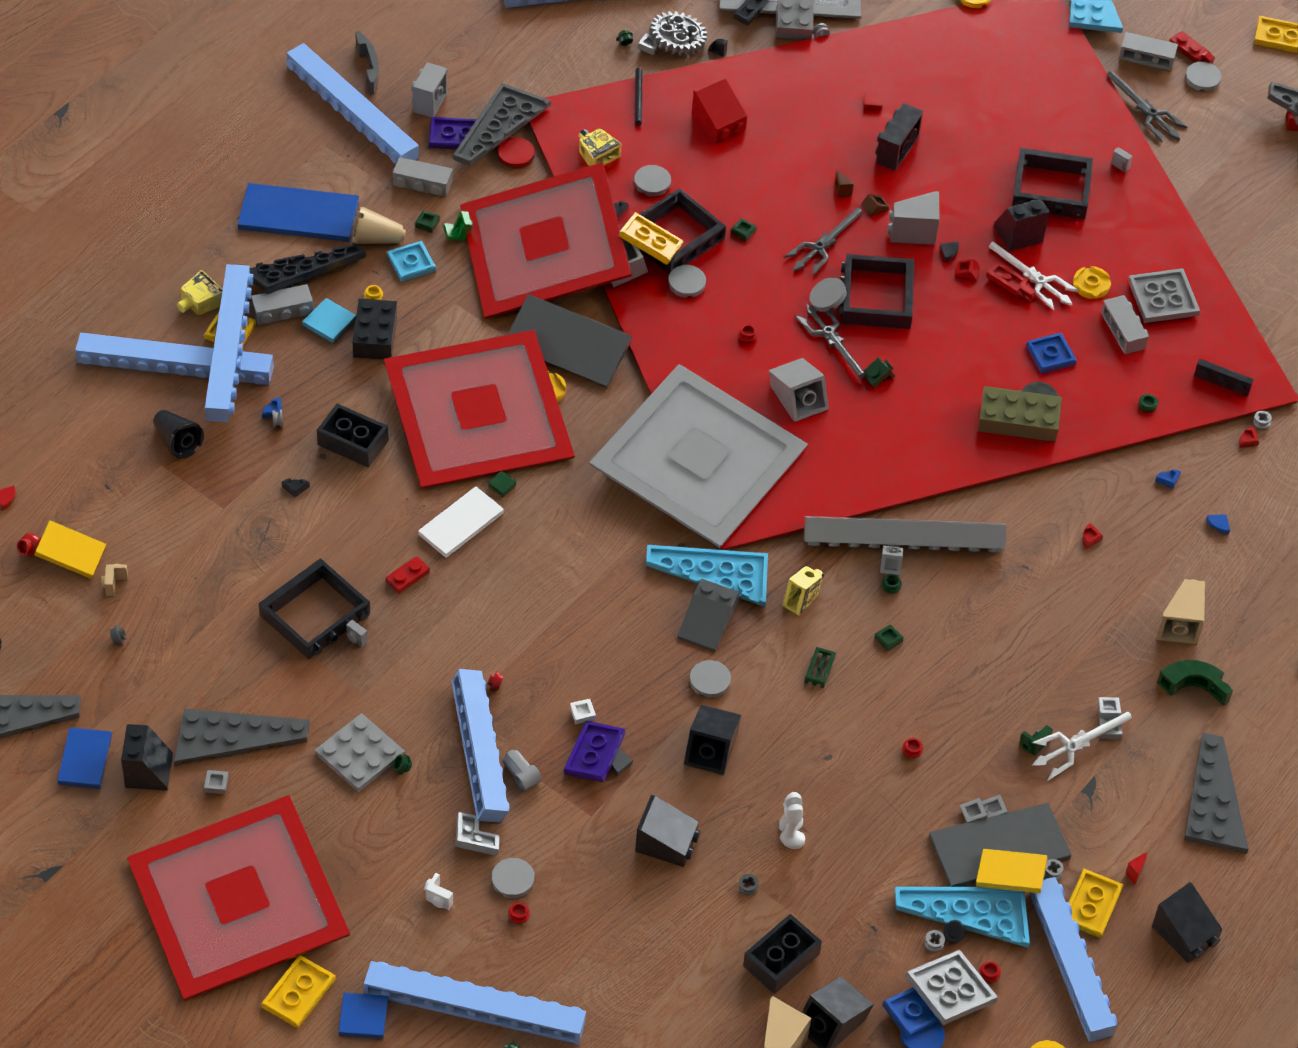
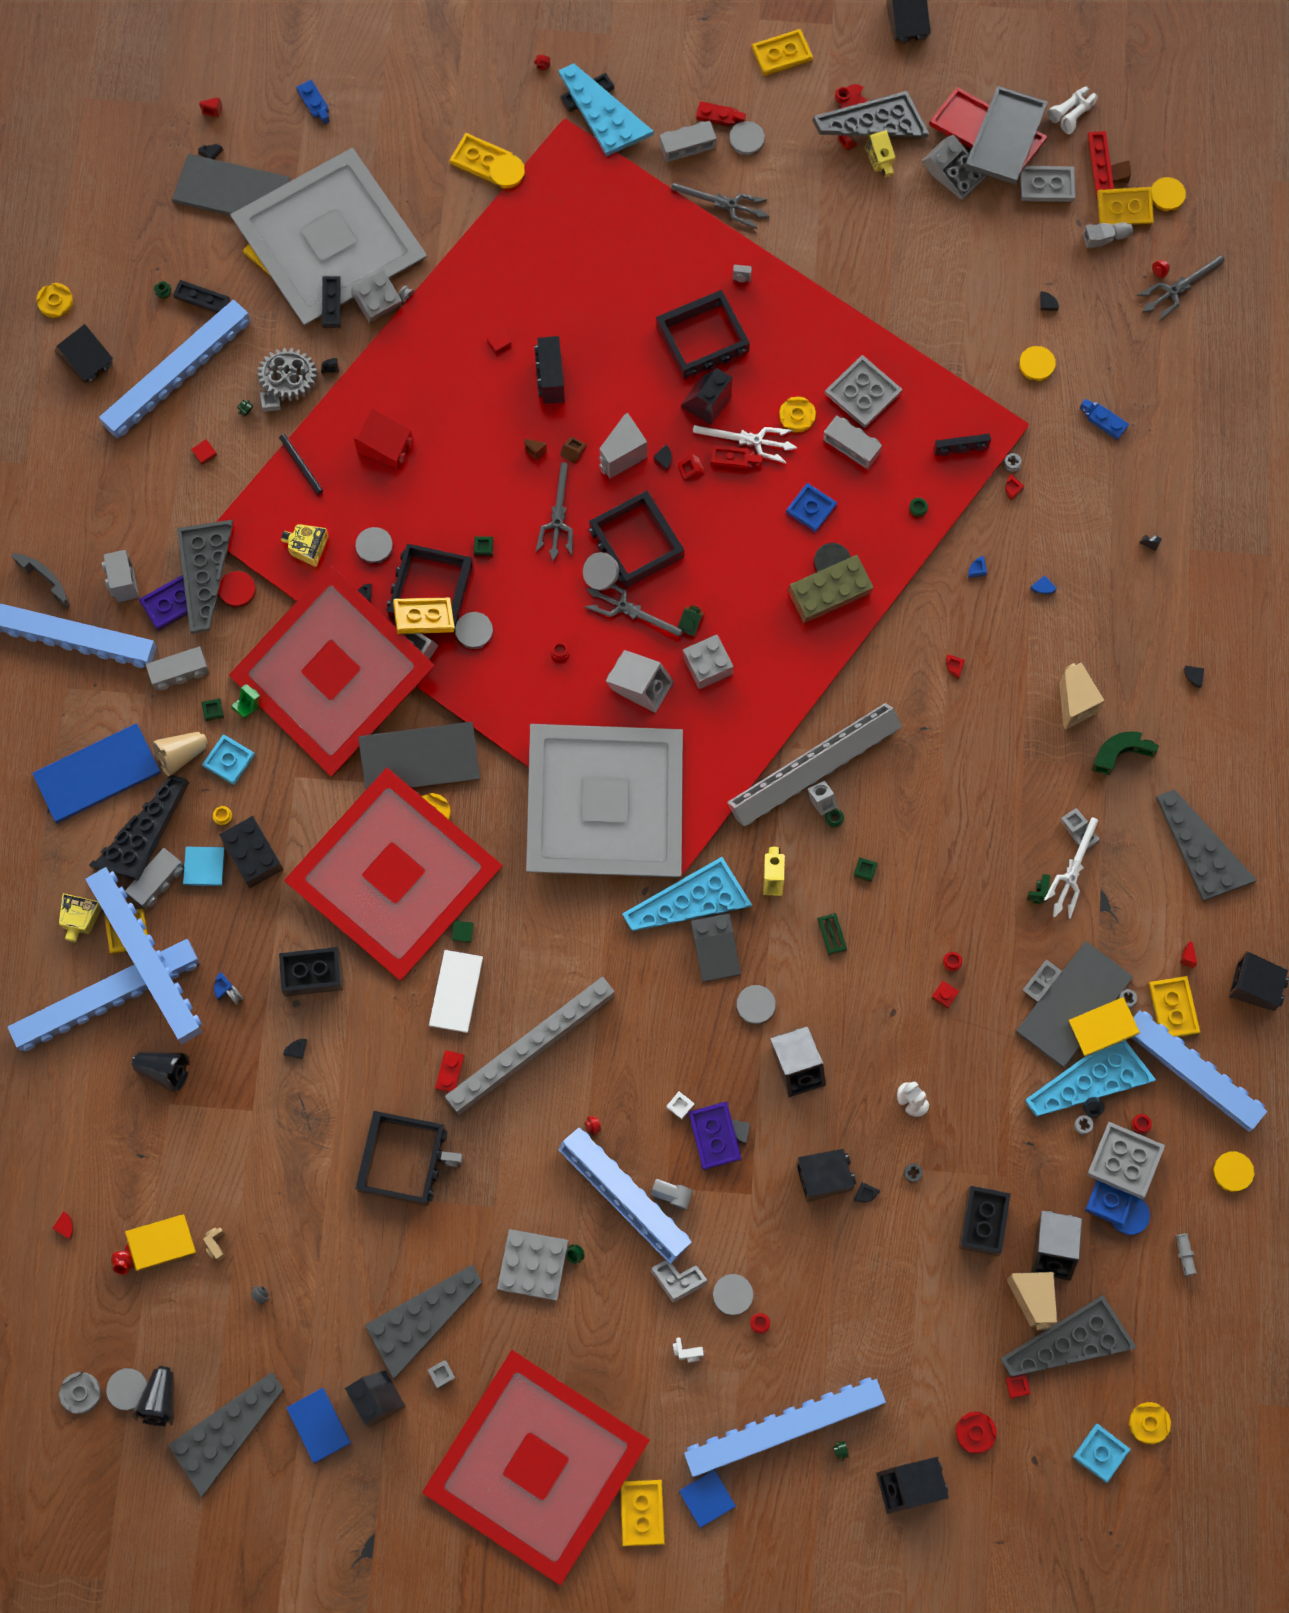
camera: 30 degrees left, 20 degrees up
(490, 592) = (530, 1046): none -> light grey brick
(567, 50) = (204, 452): none -> red tile
(693, 875) = (866, 1193): none -> black tile
(869, 407) = (708, 661): none -> light grey brick
(886, 769) = (945, 994): none -> red plate

